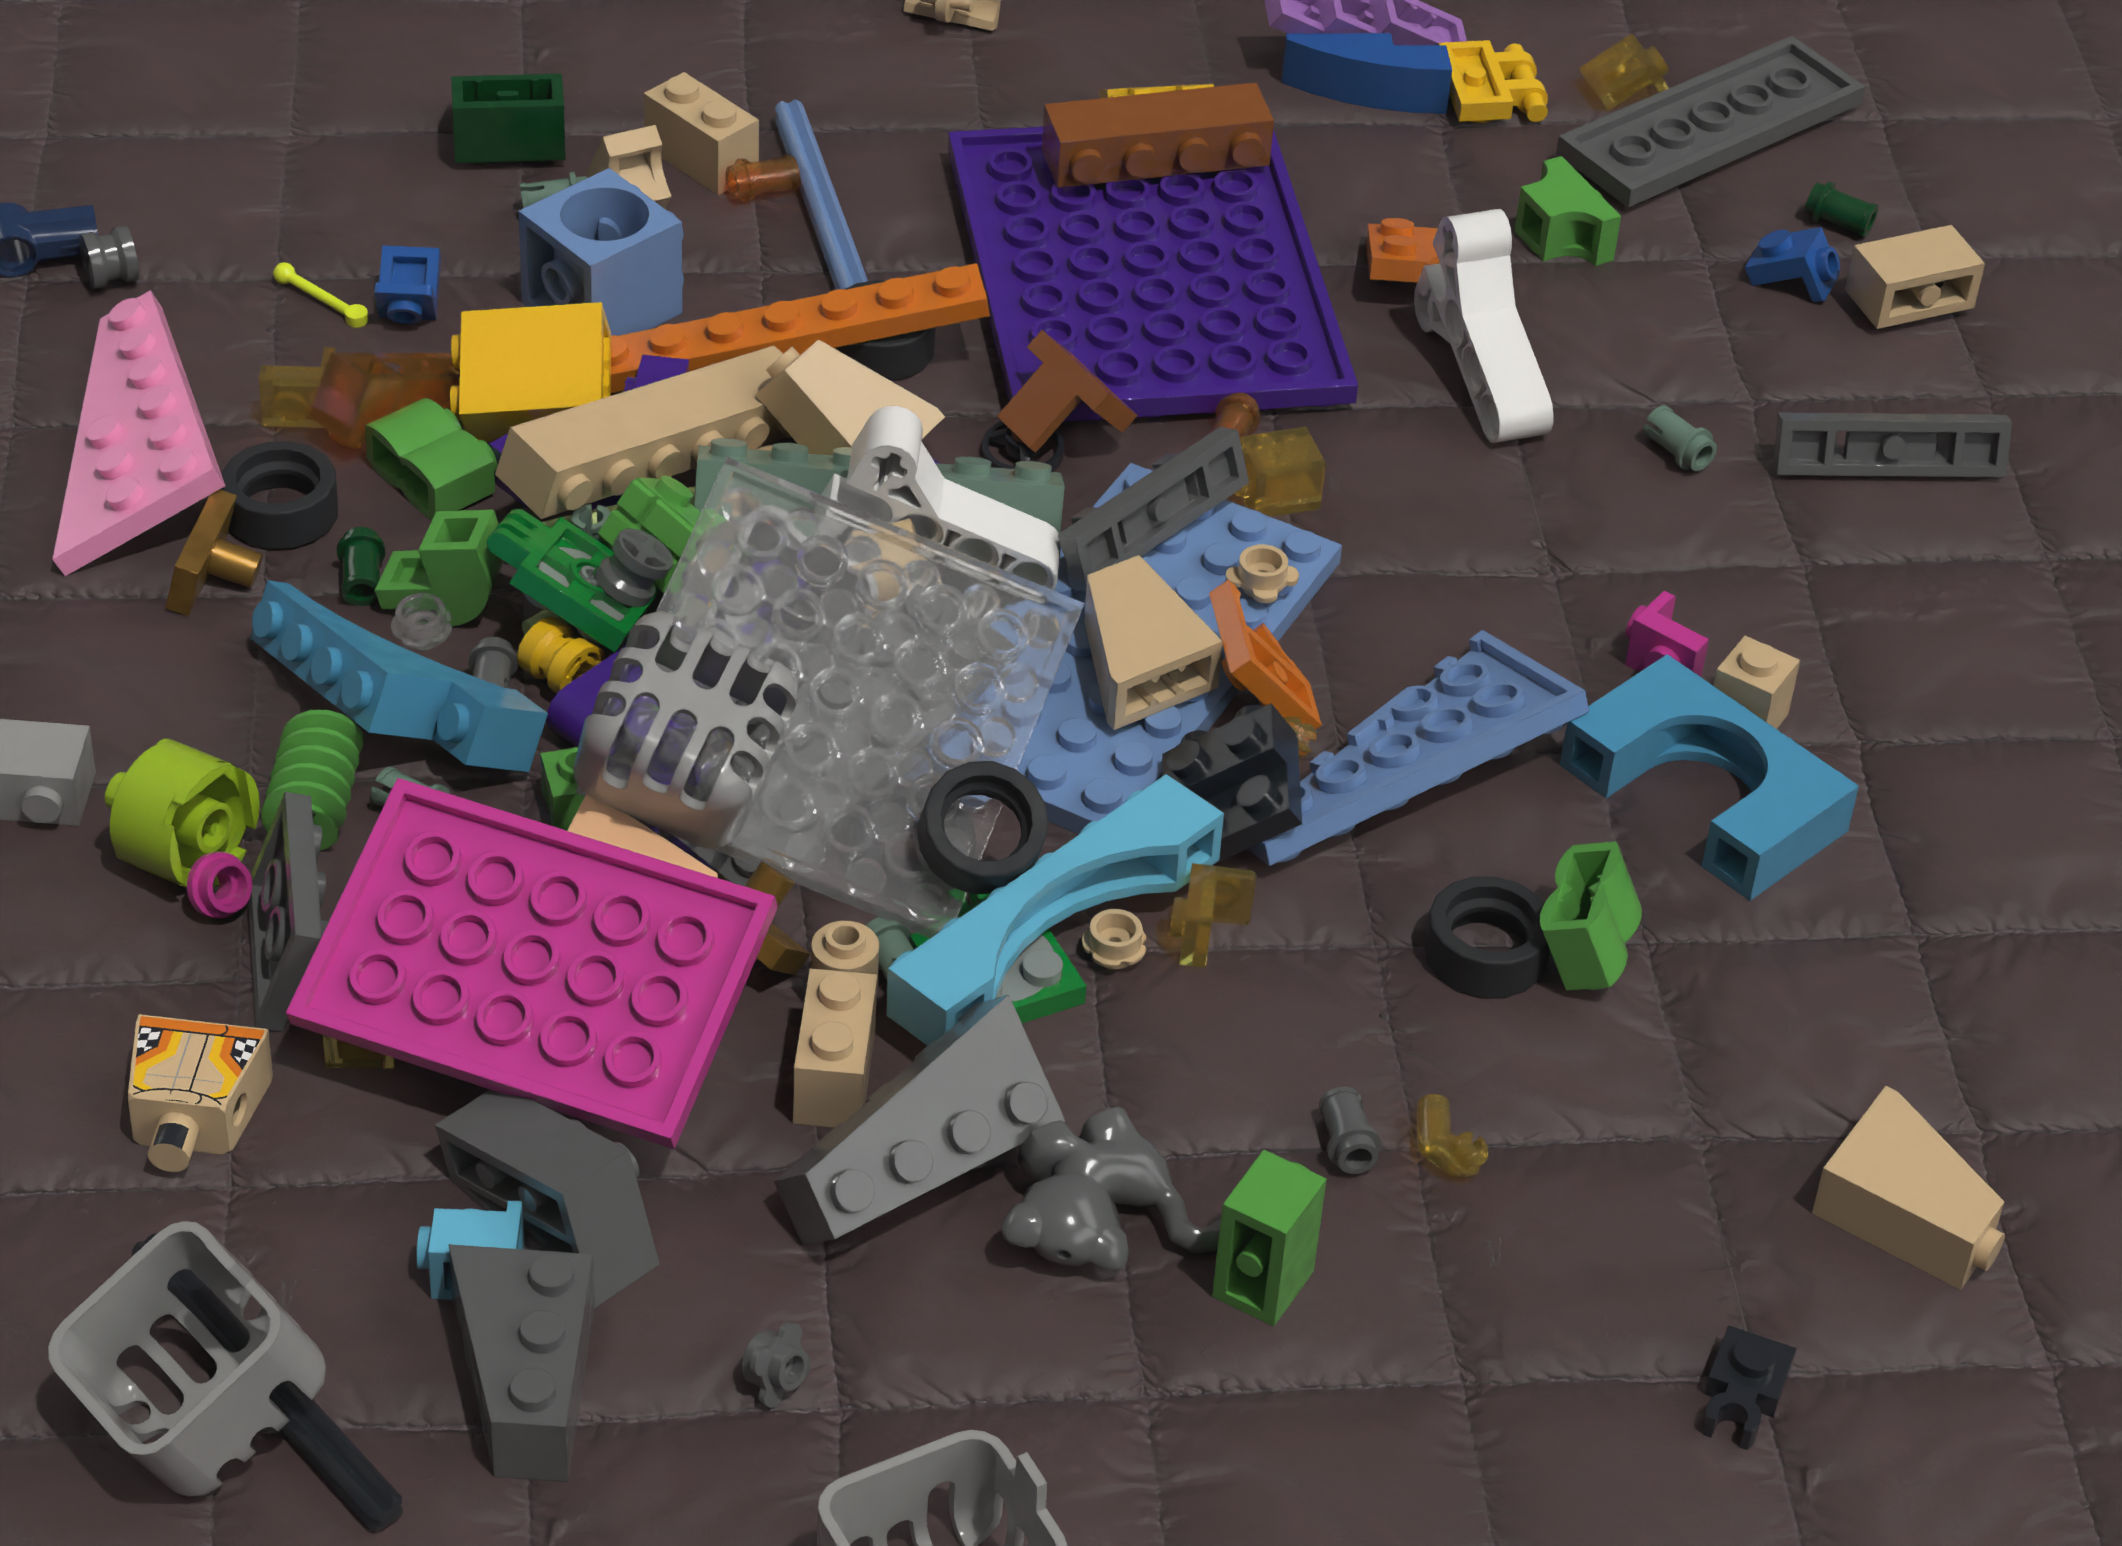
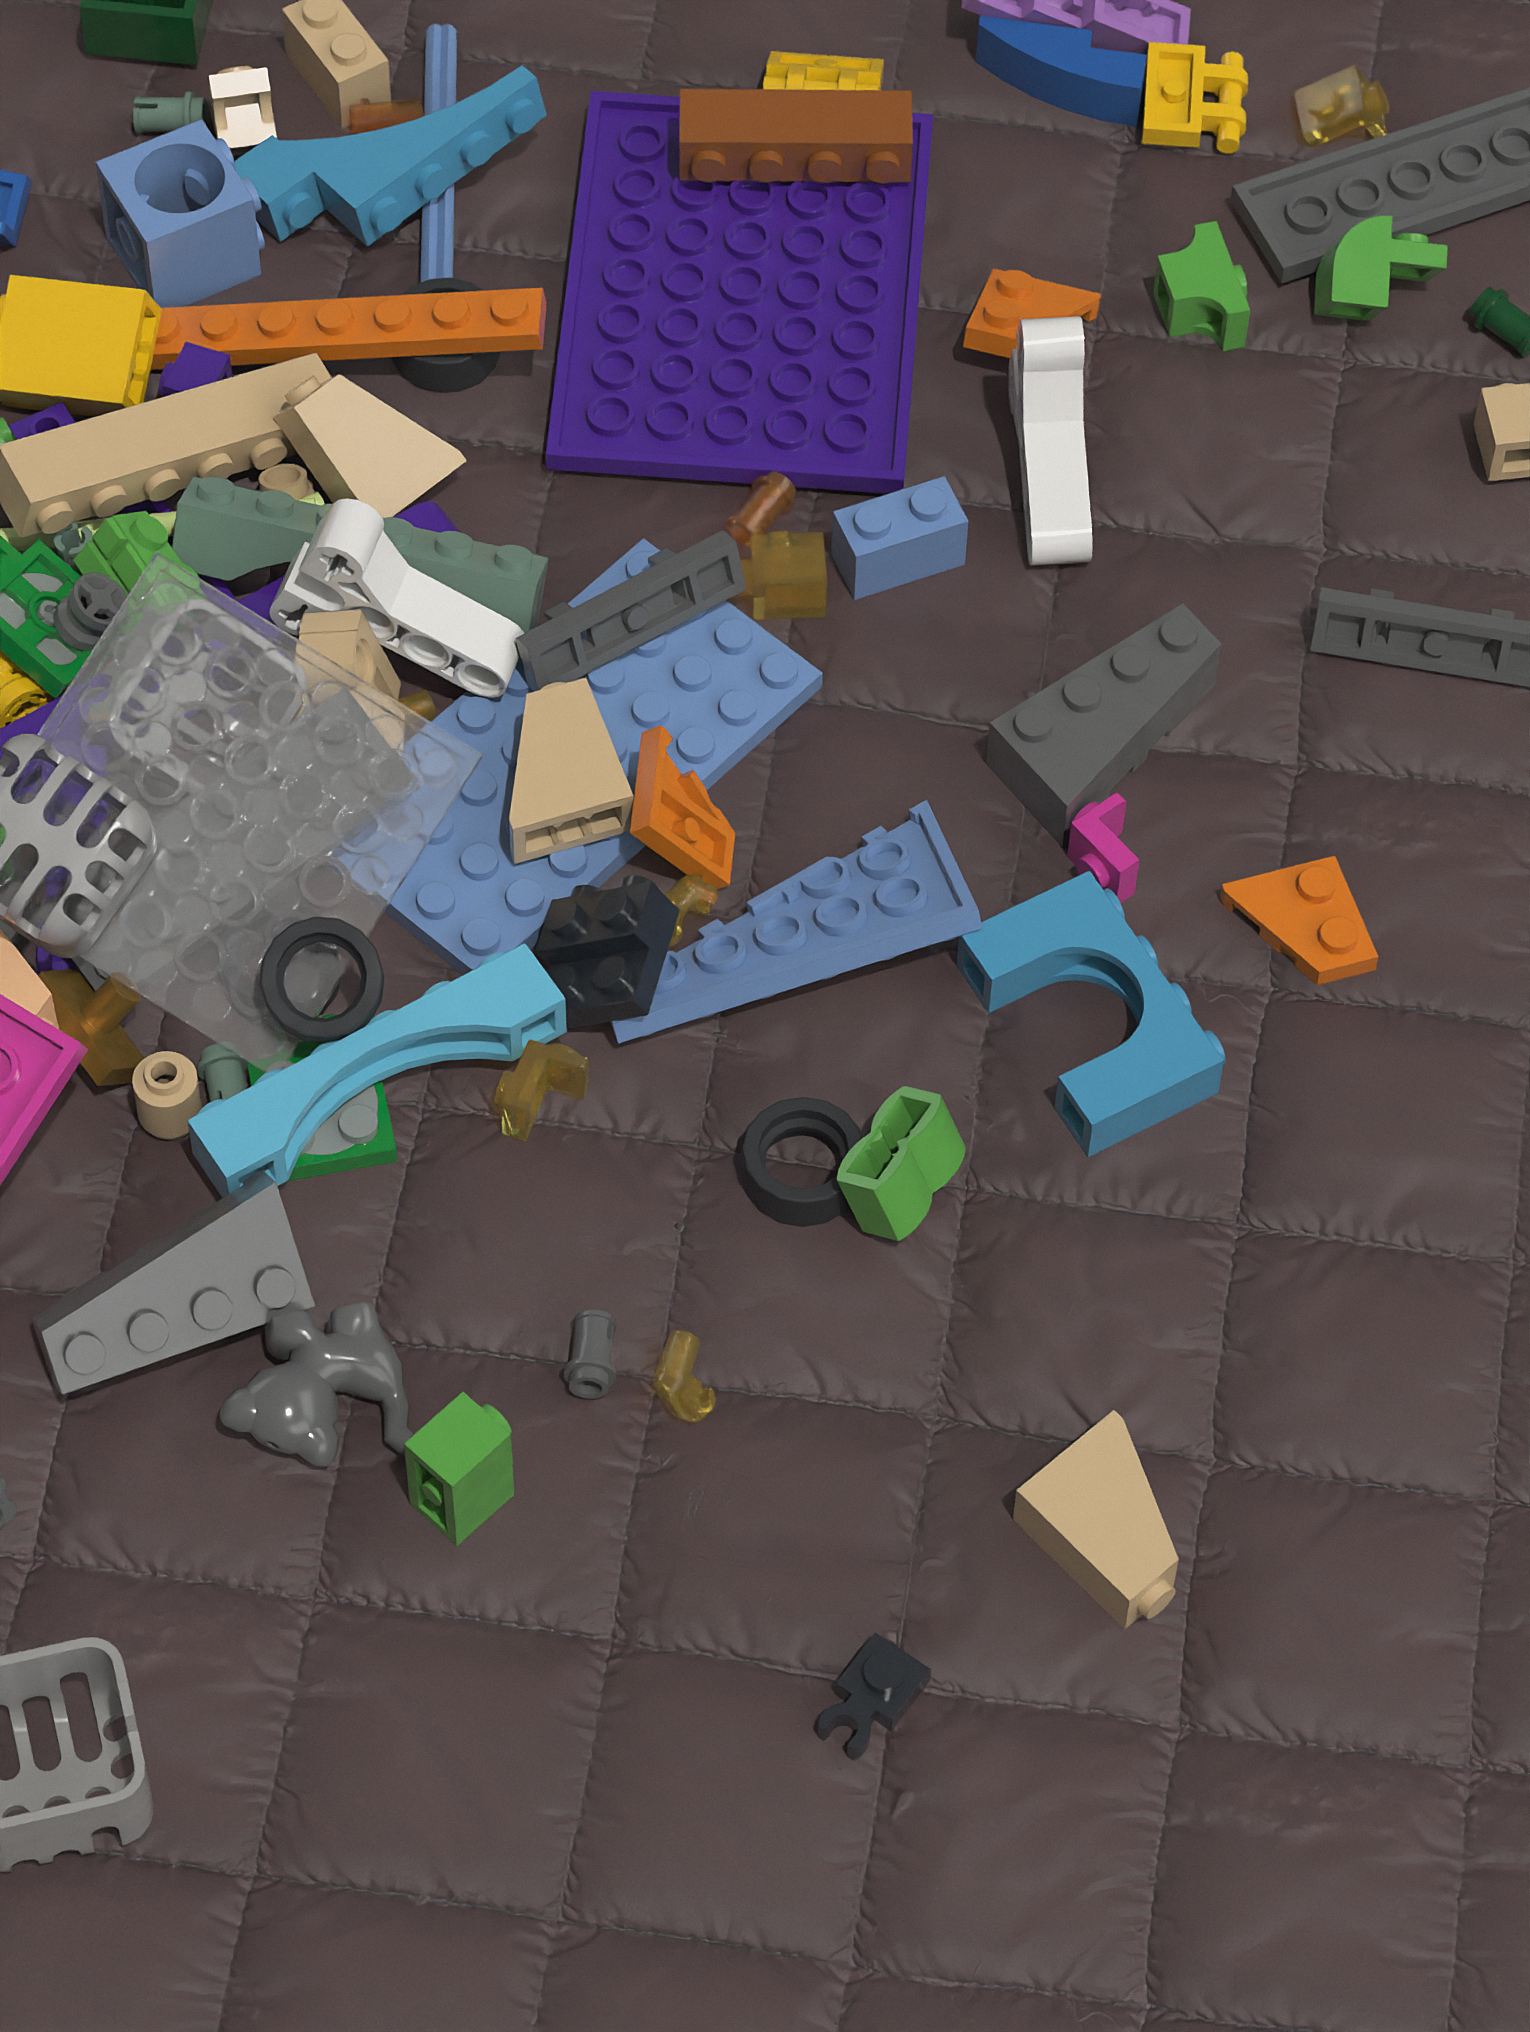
camera: 15 degrees right, 15 degrees up
(790, 207) = (387, 173): none -> dark azure arch
(834, 1047) = (132, 1180): tan brick -> none
(1047, 401) = (592, 443): dark orange piece -> none
(1115, 939) = (442, 1087): tan plate -> none
(1263, 572) = (717, 692): tan plate -> none
(1374, 428) = (899, 537): none -> medium blue brick
(1617, 545) = (1102, 719): none -> dark grey wedge
(1689, 445) = (1226, 603): sand green pin -> none
(1707, 174) = (1358, 266): none -> bright green brick
(1759, 679) = (1173, 918): tan brick -> none
(1796, 255) = (1430, 381): blue bracket -> none
(1874, 678) = (1308, 917): none -> orange wing

